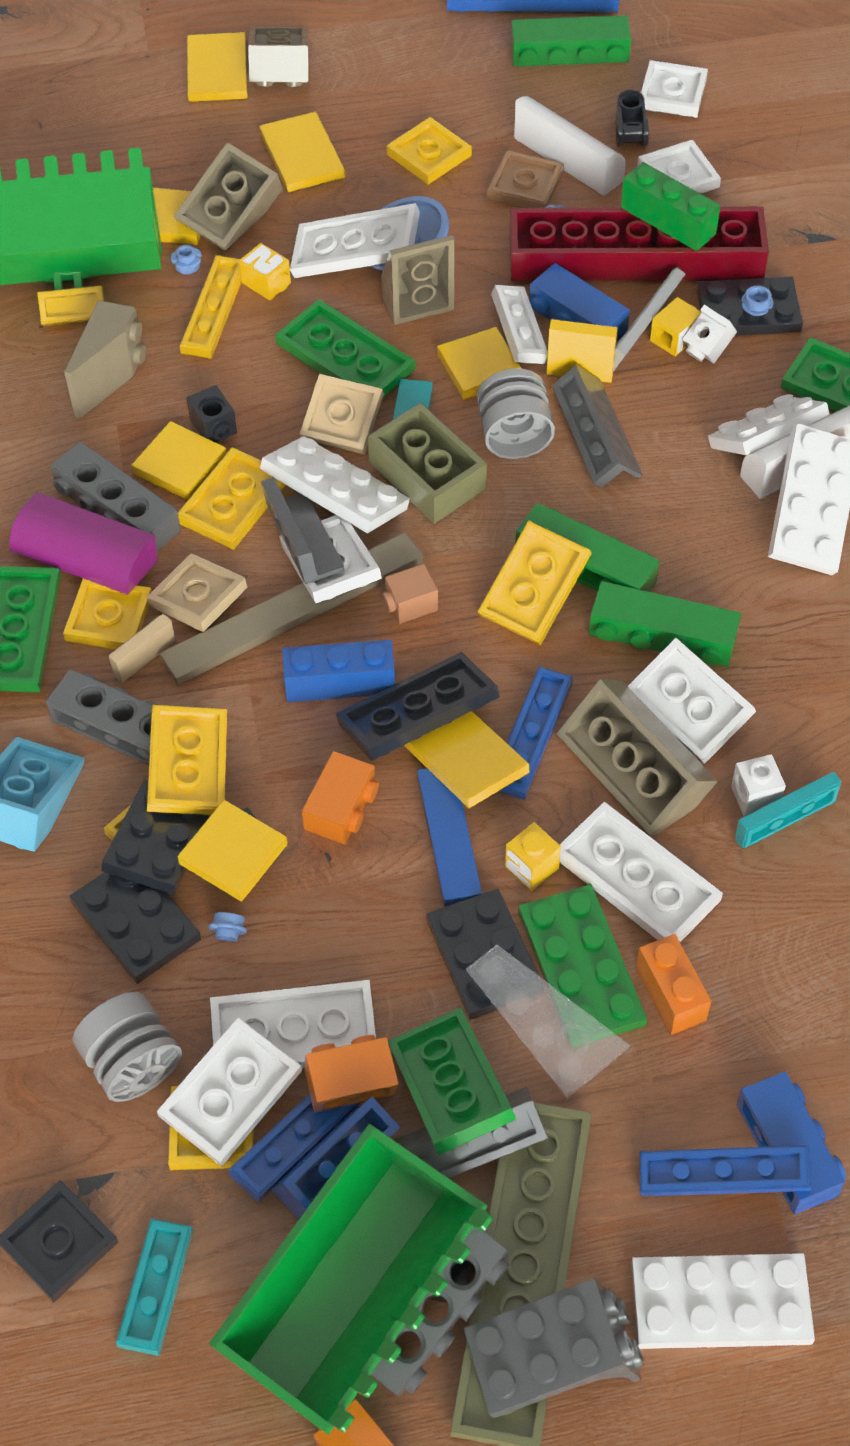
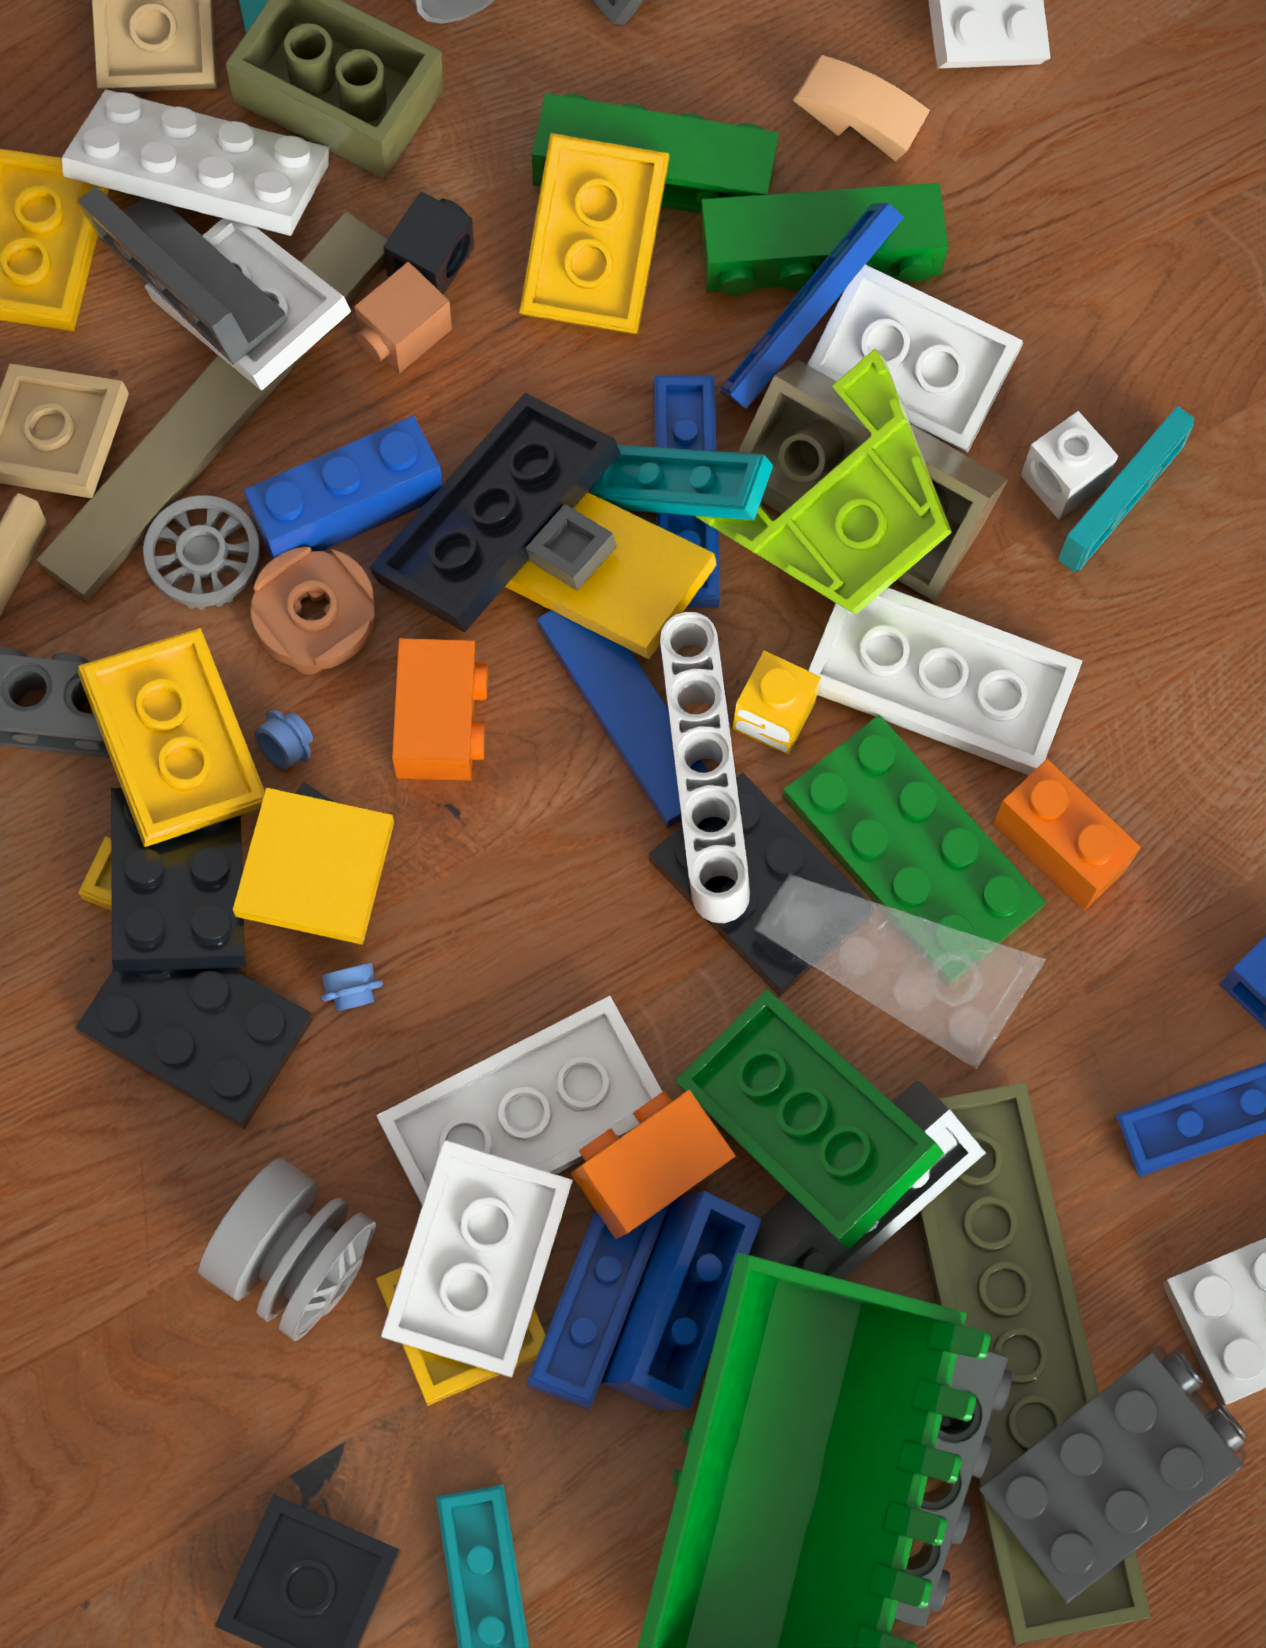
camera: 25 degrees left, 15 degrees up
(250, 678) = (202, 551): none -> light grey wheel
(250, 786) = (284, 739): none -> medium blue plate
(300, 743) = (319, 575): none -> nougat plate
(444, 559) = (433, 239): none -> black brick
(449, 734) = (571, 547): none -> dark grey plate
(489, 823) = (712, 792): none -> white beam
(528, 721) = (685, 482): none -> teal tile
(620, 769) = (866, 515): none -> lime wing
(640, 650) = (810, 303): none -> blue tile
(721, 565) = (850, 96): none -> light nougat slope

